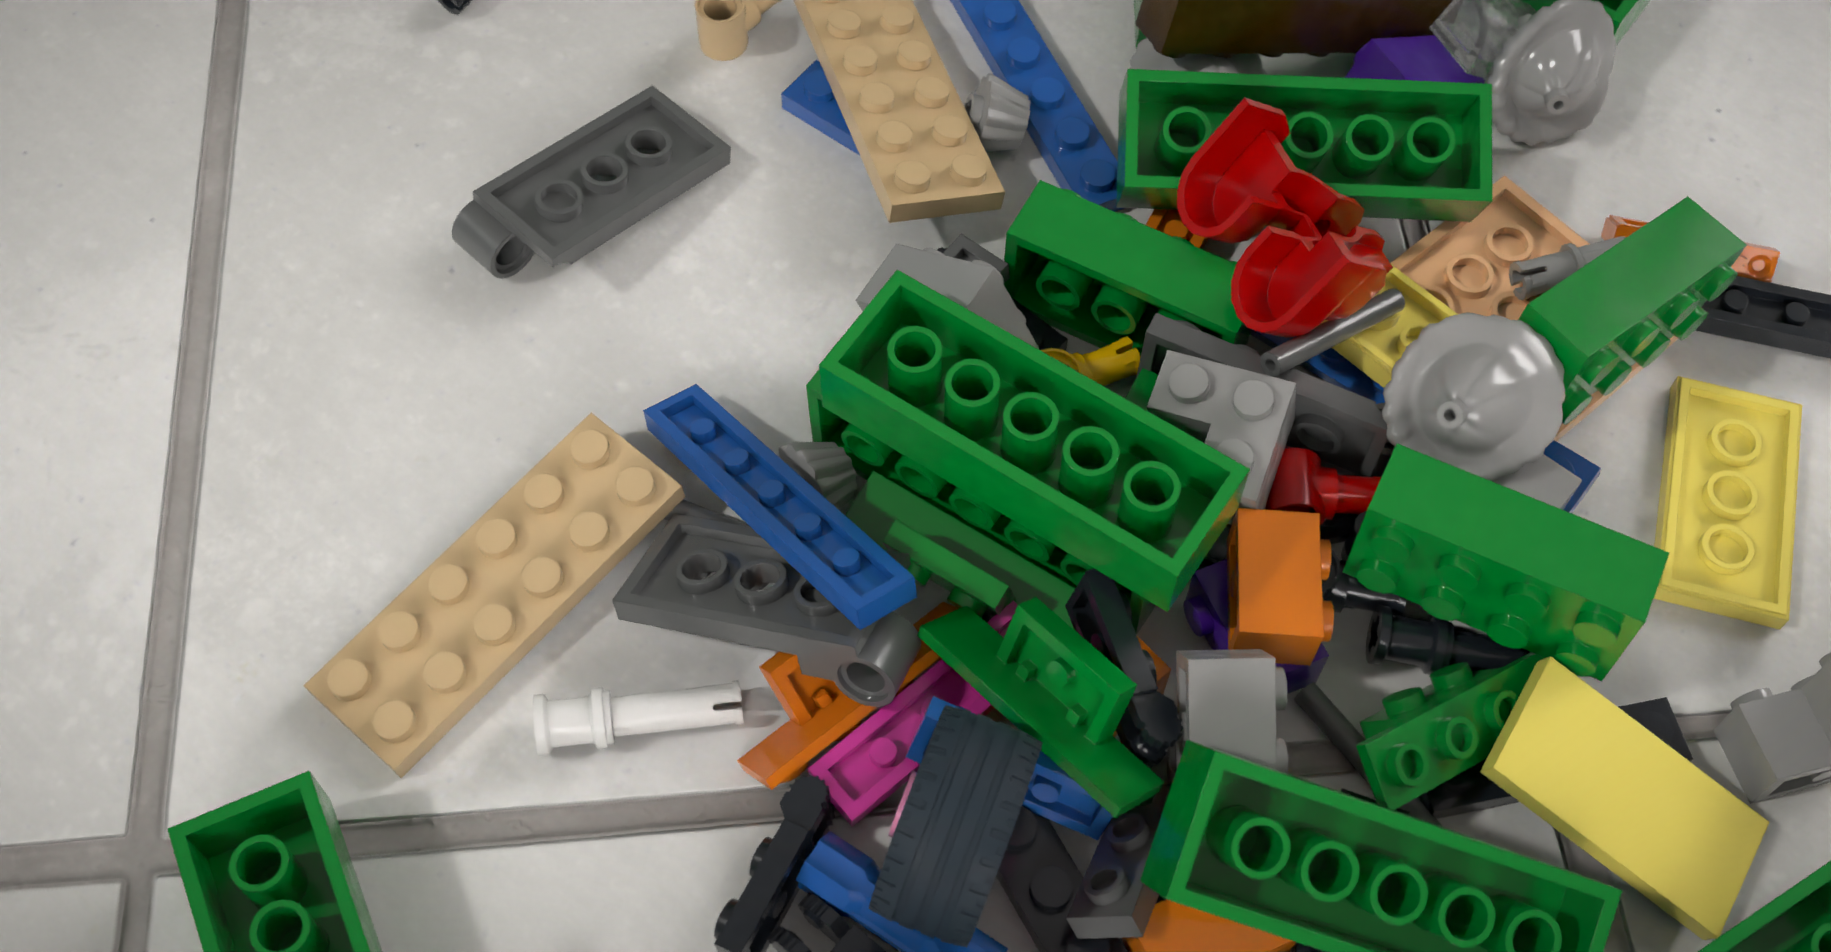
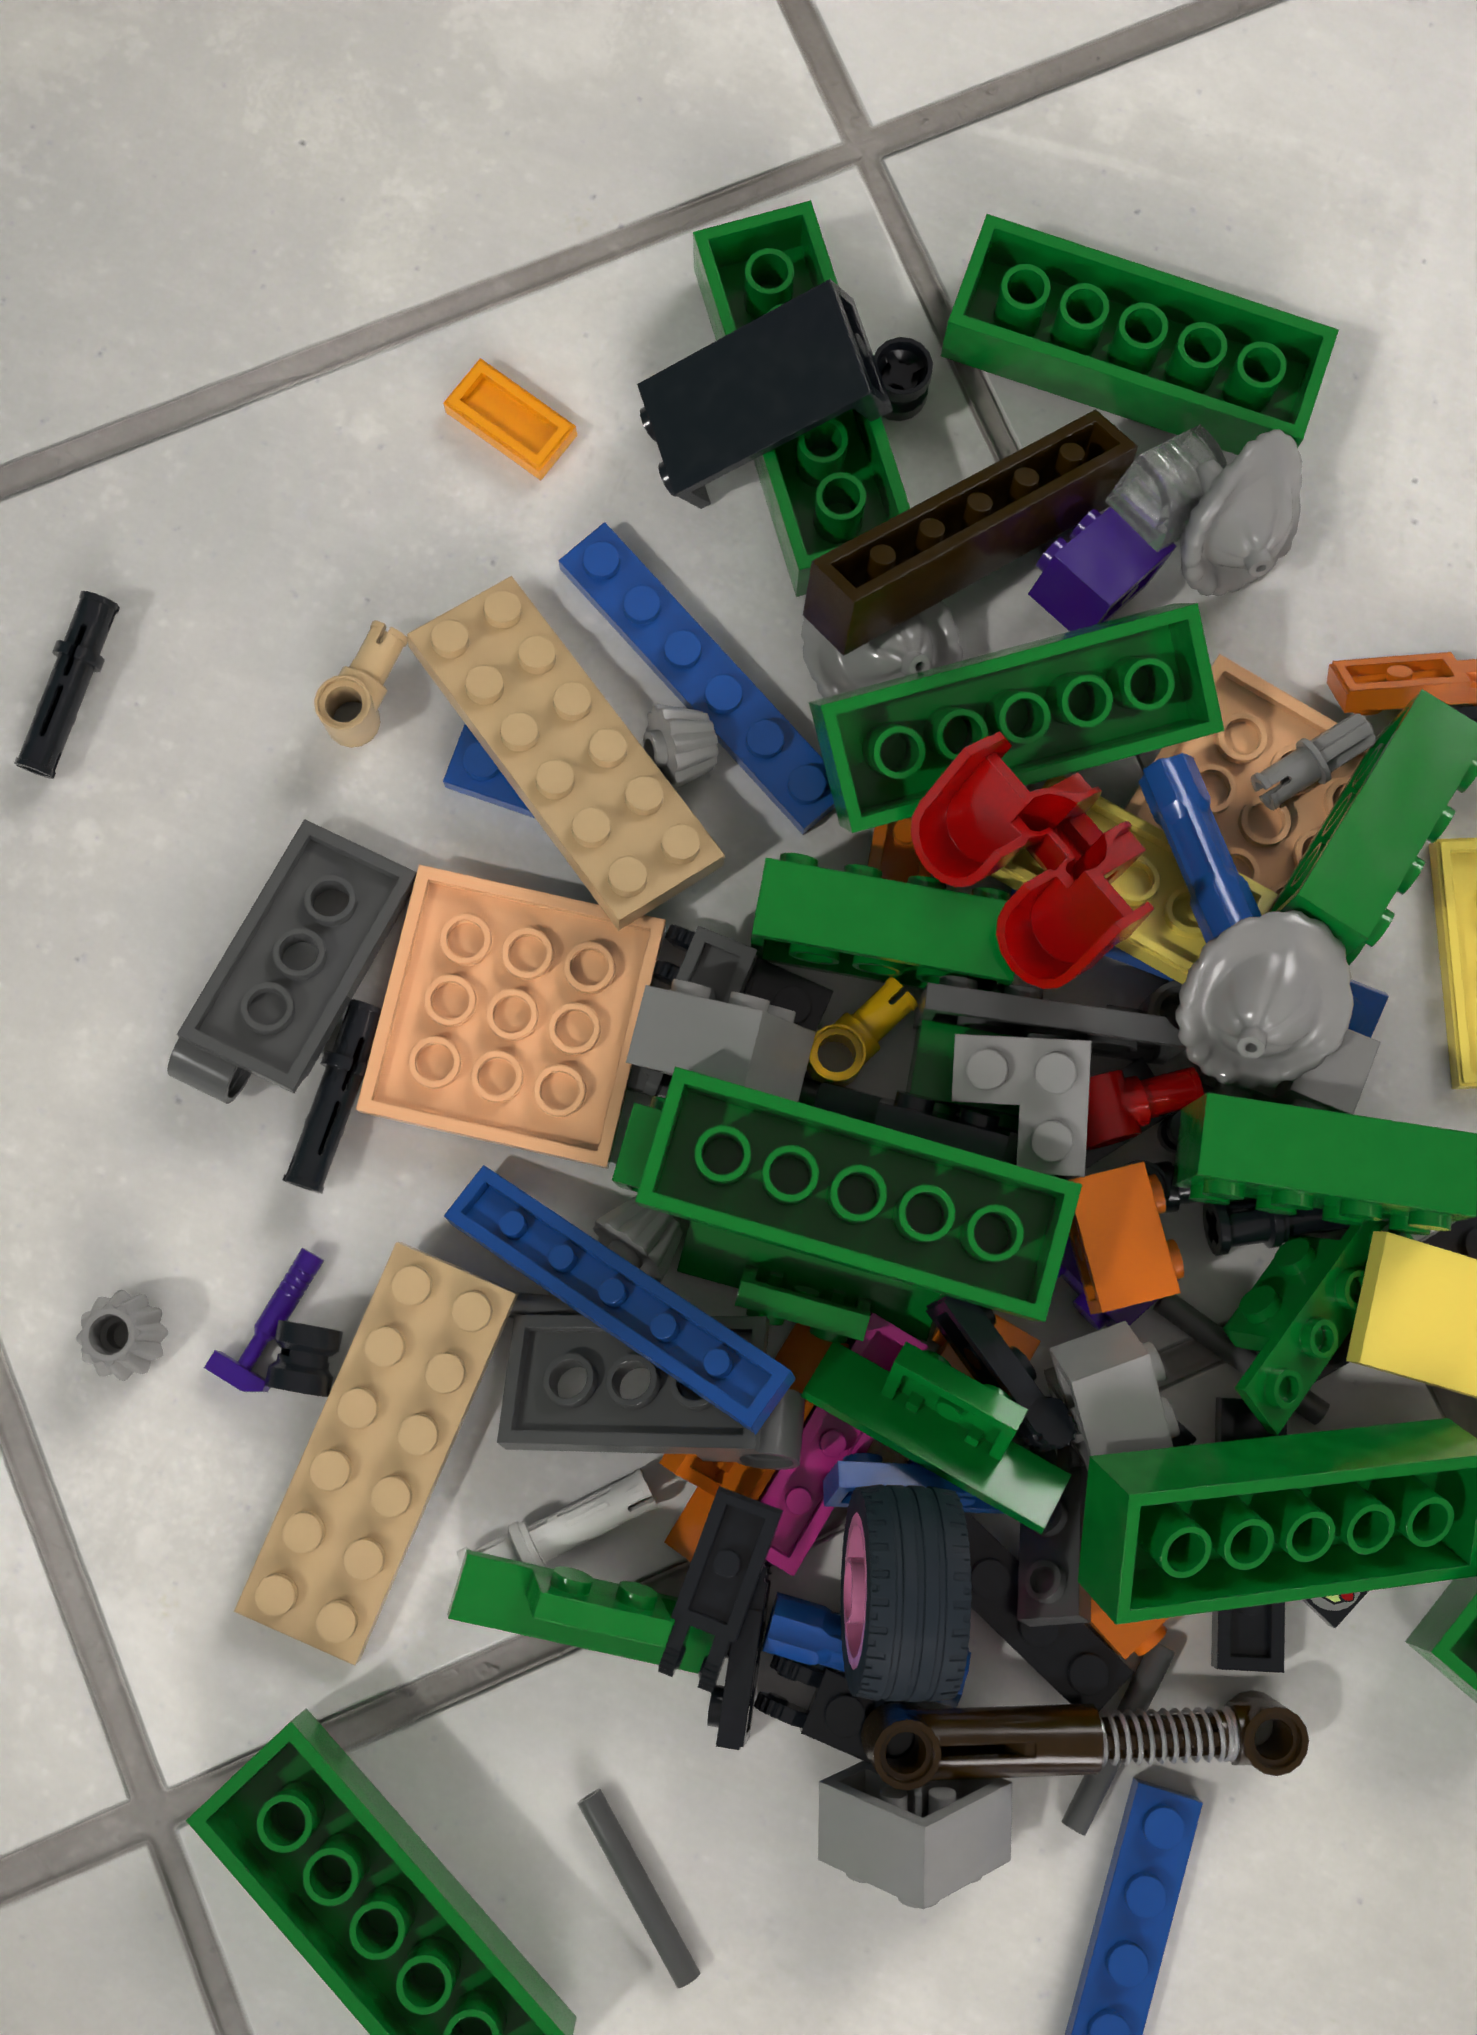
camera: 20 degrees left, 20 degrees up
(312, 424) = (143, 1338): none -> light grey piece
(446, 462) = (279, 1307): none -> dark purple piece
(464, 492) = (303, 1358): none -> black wheel
(632, 250) = (334, 1097): none -> black pin
(636, 780) = (570, 1609): none -> green bracket
(757, 277) = (510, 1017): none -> light nougat plate
(775, 783) = (721, 1580): none -> black hinge
(1331, 333) = (1075, 992): dark grey piece -> none
(1437, 260) = (1184, 813): none -> blue axle

